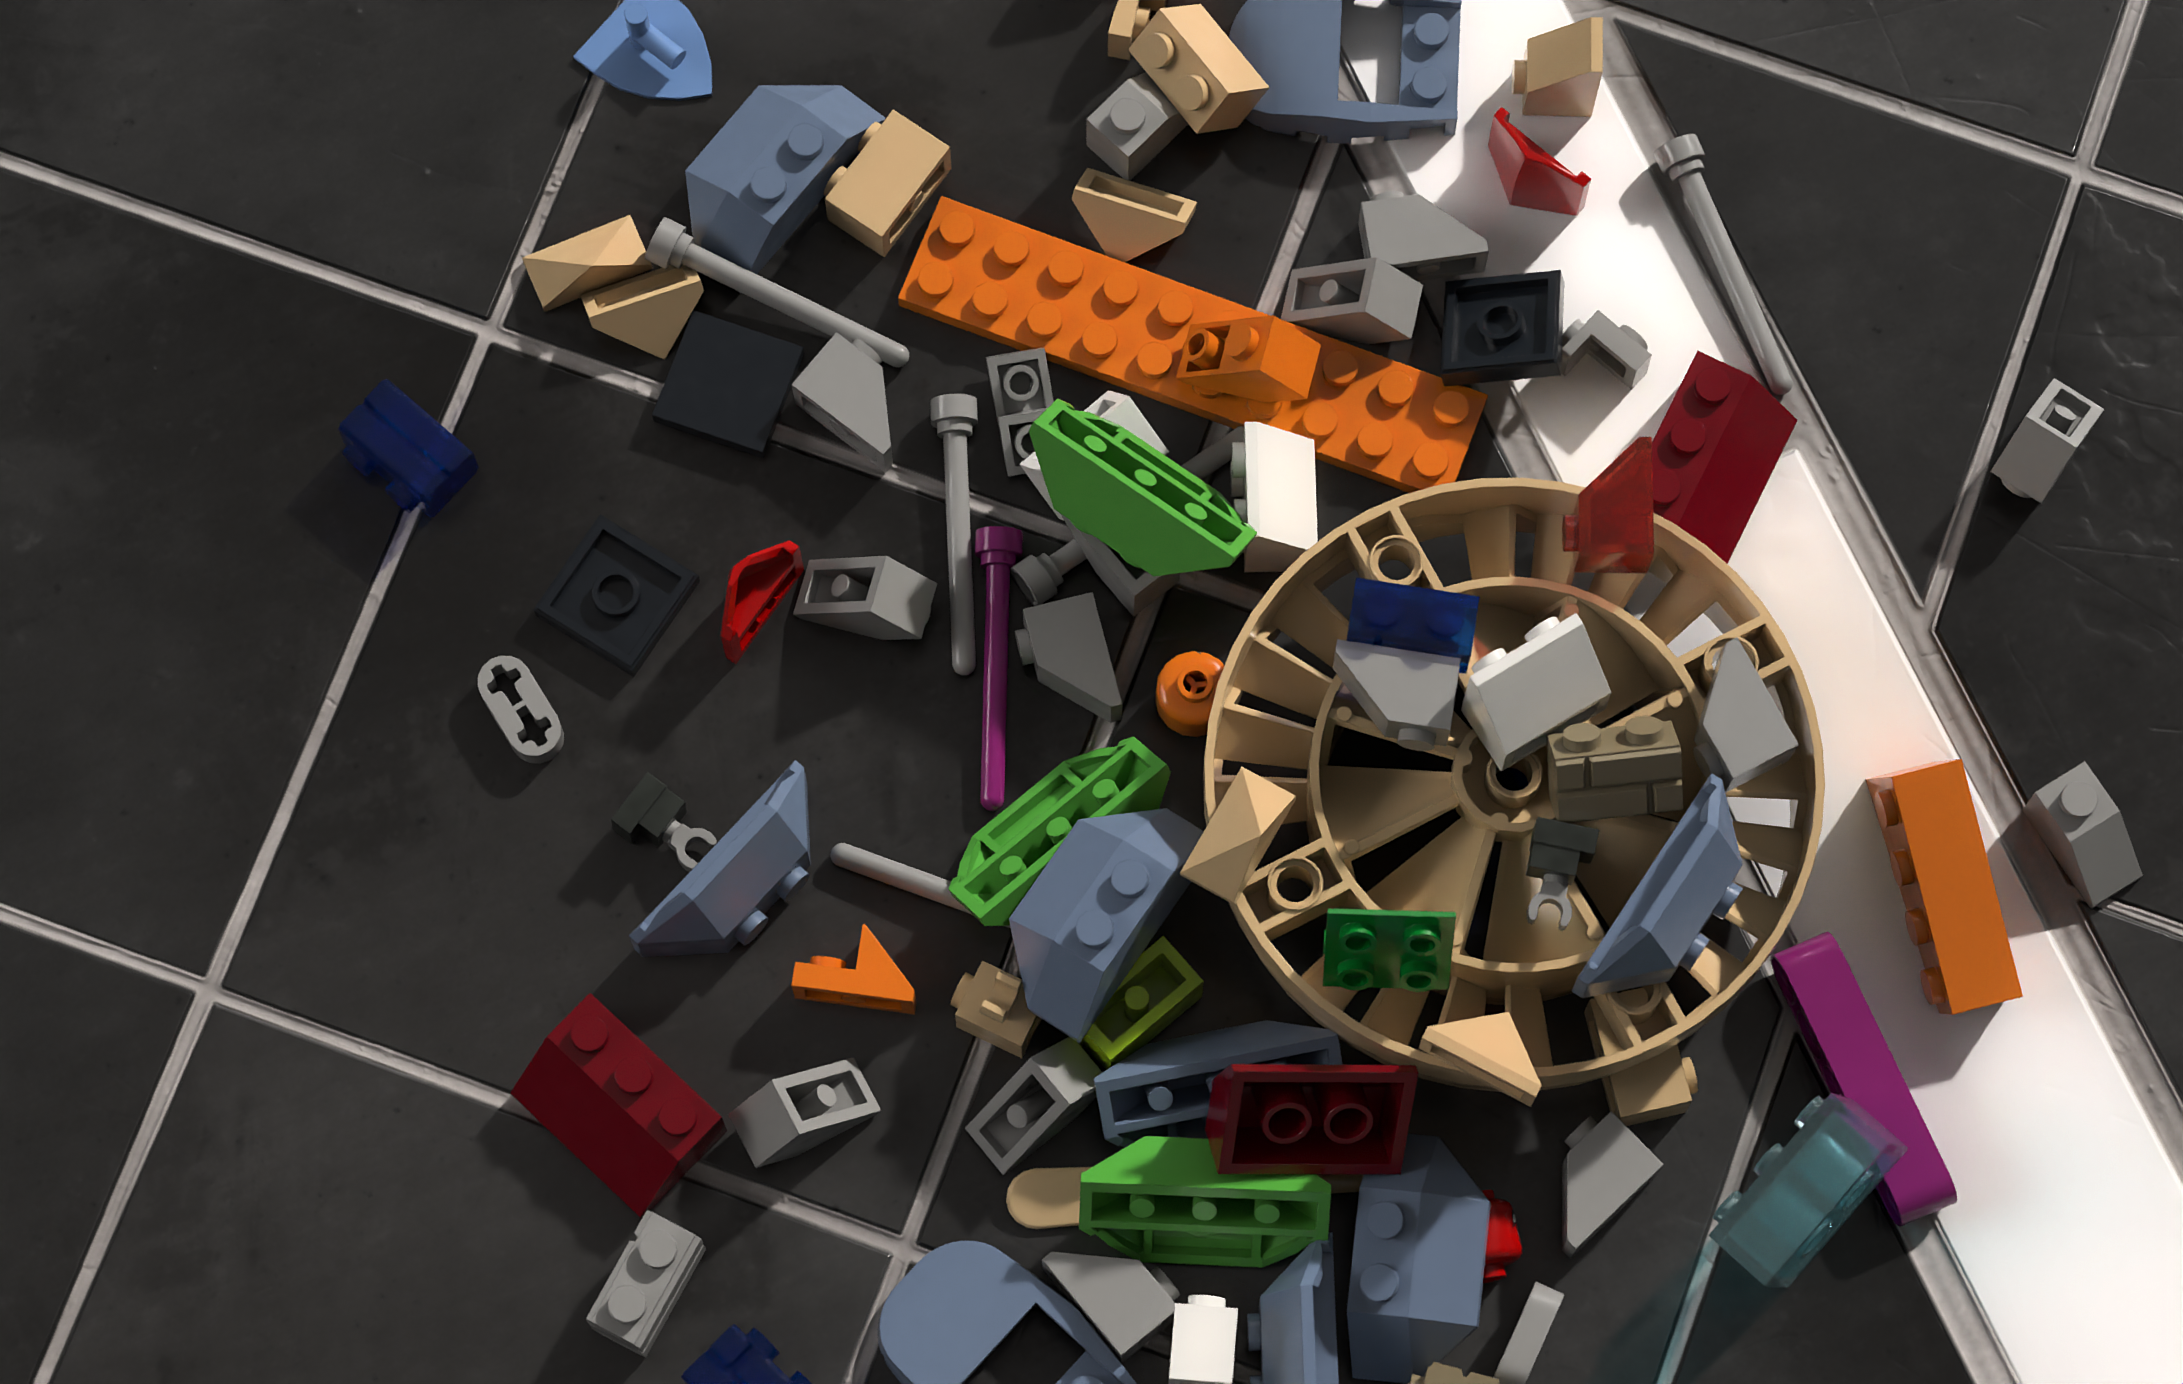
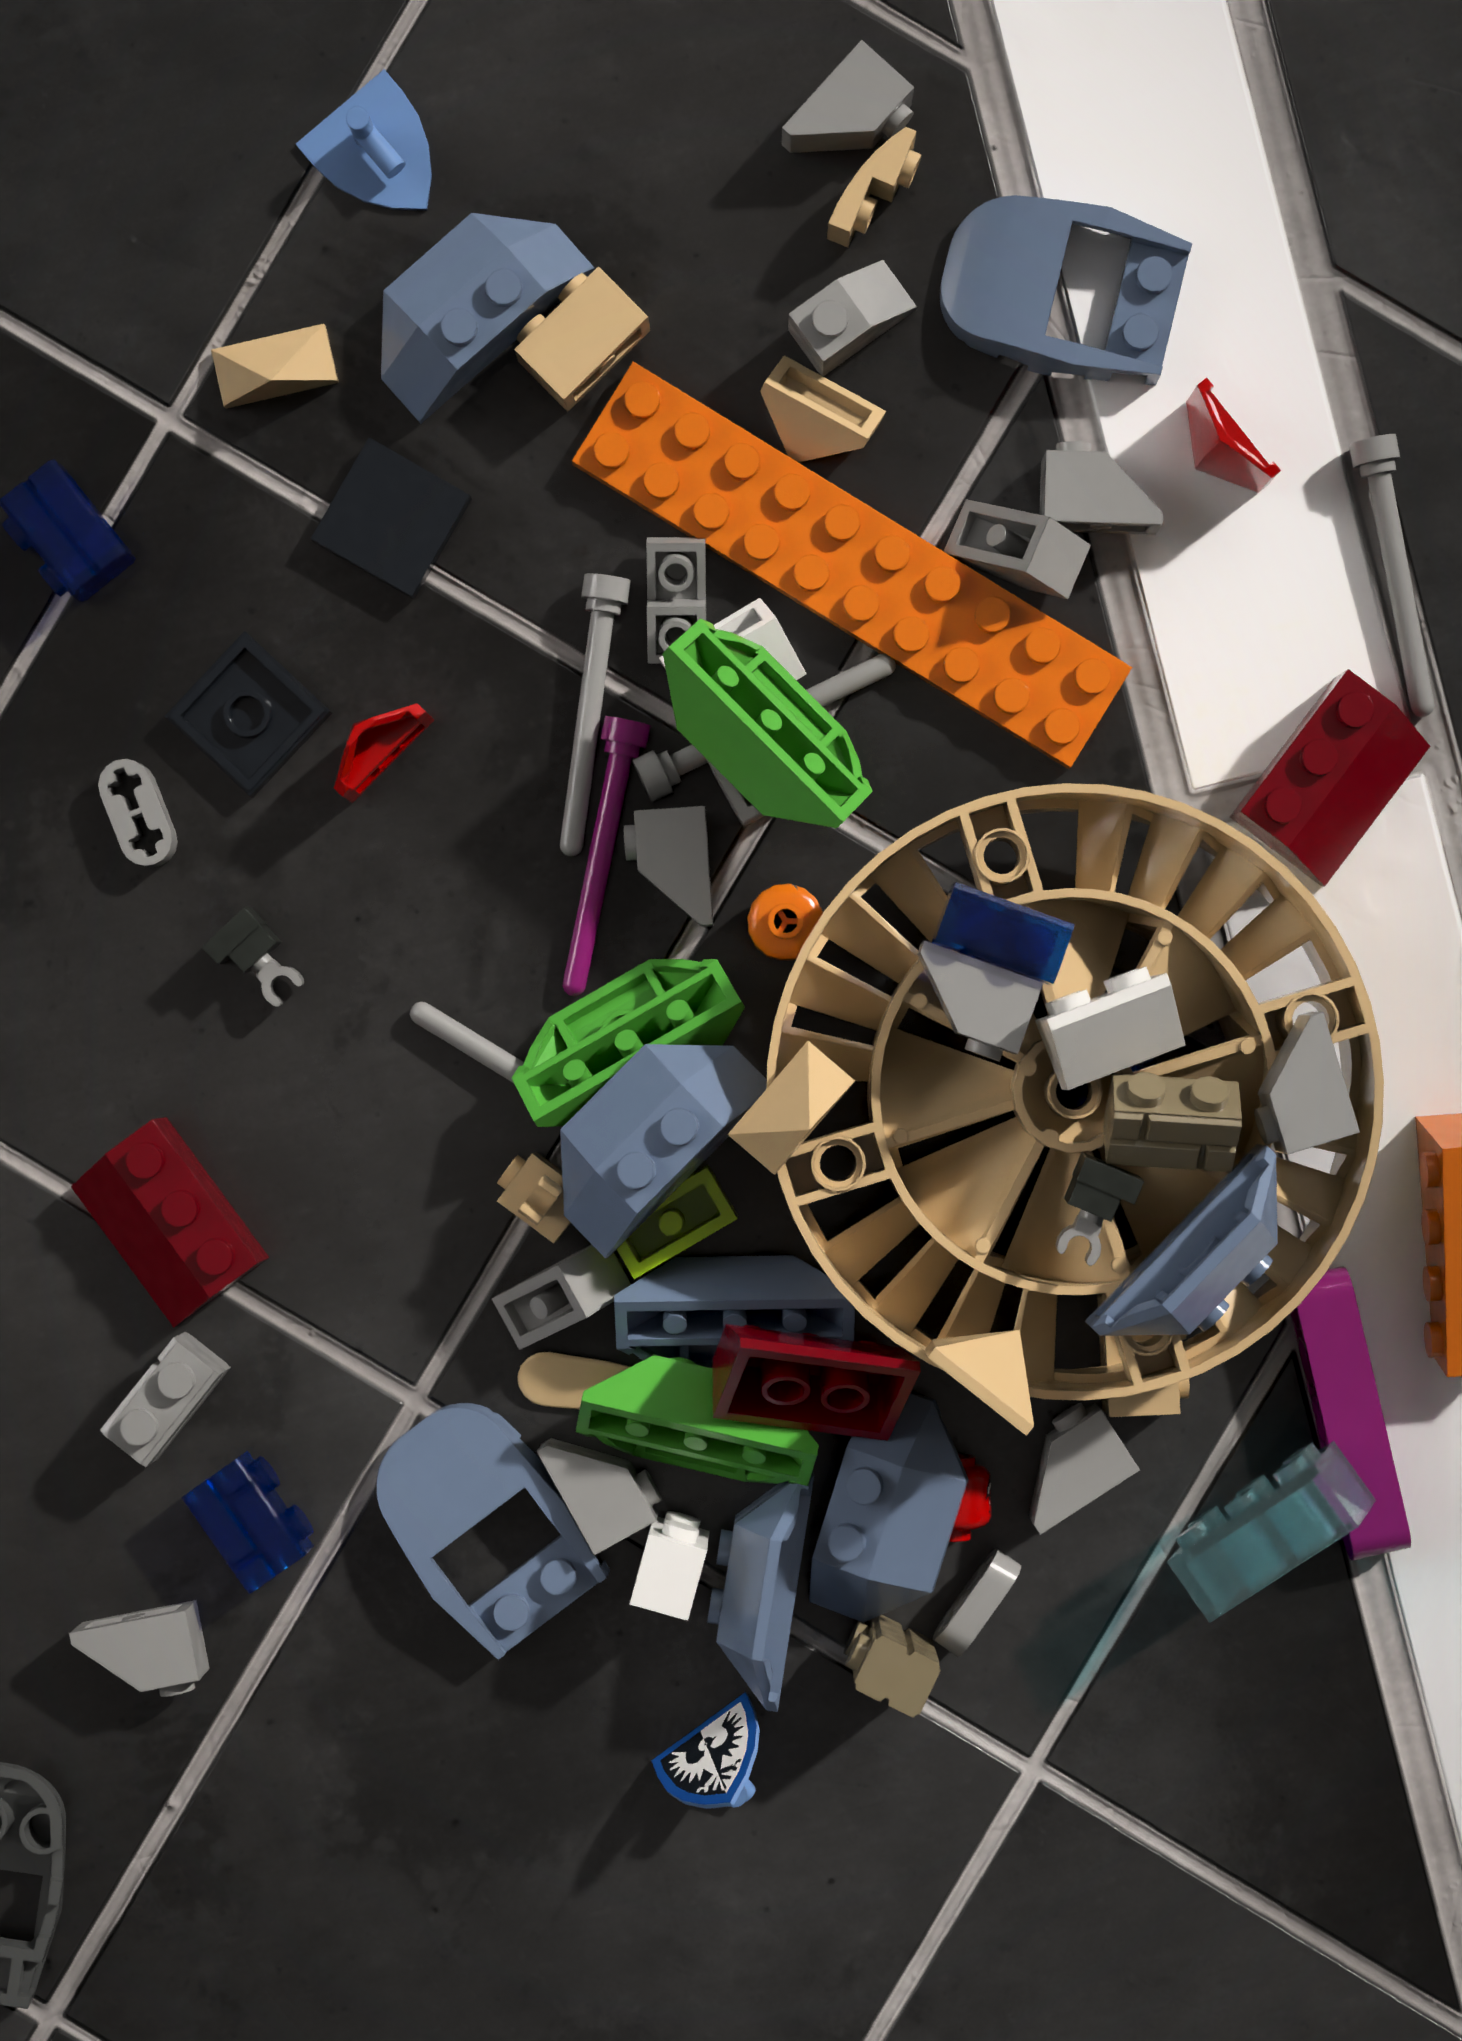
camera: 10 degrees right, 15 degrees up
(646, 308) = (323, 424): tan slope -> none
(676, 248) = (359, 371): light grey piece -> none
(737, 879) = (318, 1021): sand blue wedge -> none
(803, 1111) = (341, 1260): light grey slope -> none
(848, 397) = (507, 556): light grey slope -> none
(866, 597) = (486, 765): light grey slope -> none
(873, 984) = (428, 1148): orange slope -> none
(1198, 68) = (912, 276): tan brick -> none
(1250, 359) = (903, 596): orange slope -> none
(1278, 495) = (904, 740): white slope -> none
(1388, 949) = (937, 1269): green hinge -> none
(1502, 328) = (1160, 604): black tile -> none
(1561, 70) = (1275, 343): tan slope -> none
(1614, 347) = (1269, 643): light grey bracket -> none
(1615, 516) = (1230, 856): clear red slope -> none

